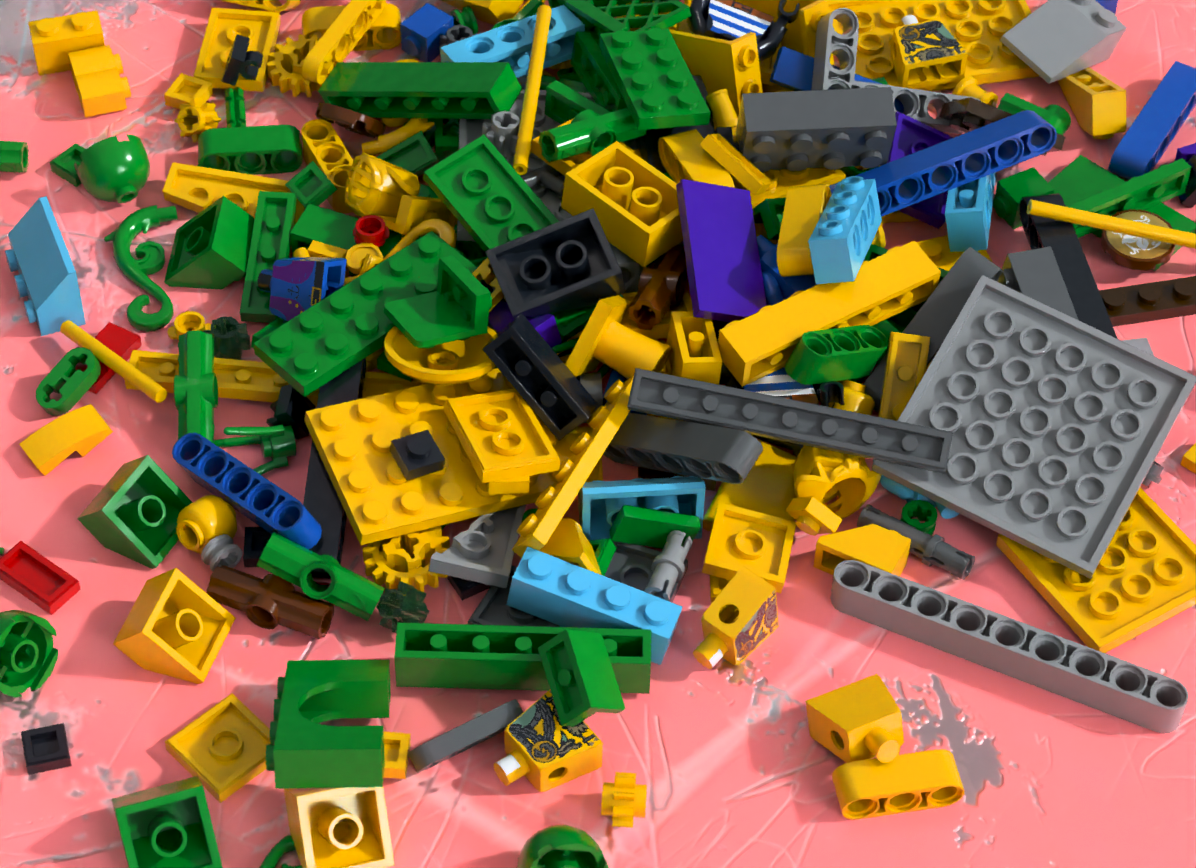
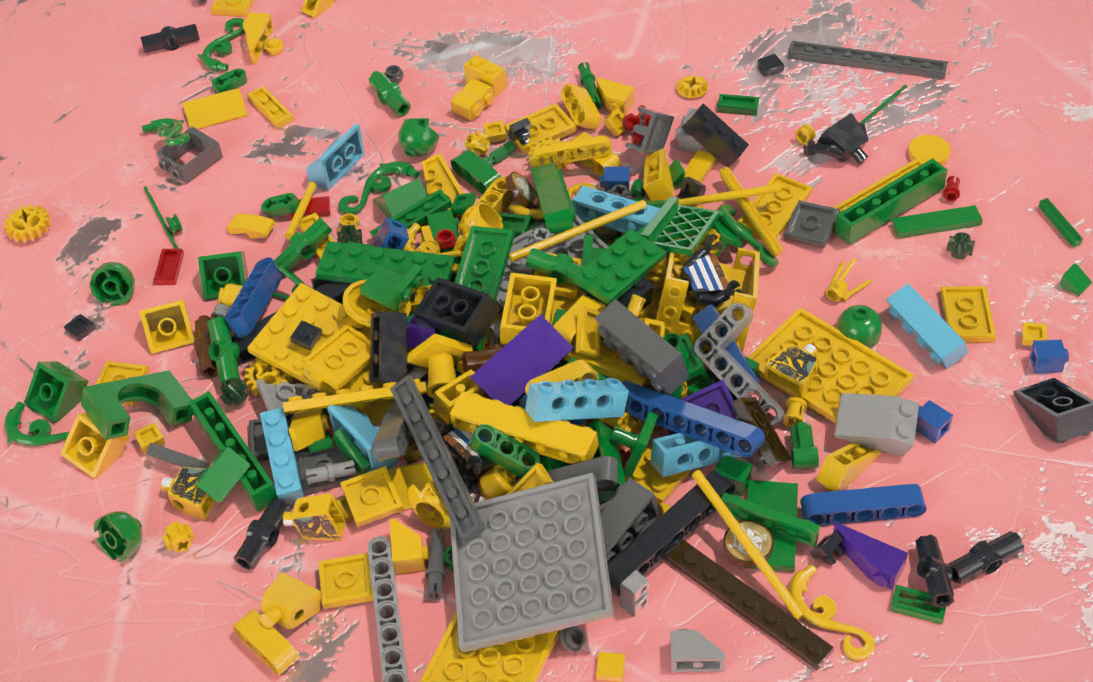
camera: 60 degrees right, 0 degrees up
(702, 701) = (261, 534): none -> black piece
(813, 516) = (403, 509): yellow plate -> none
(863, 644) = (345, 581): none -> yellow plate
(931, 225) = (636, 443): none -> green tile

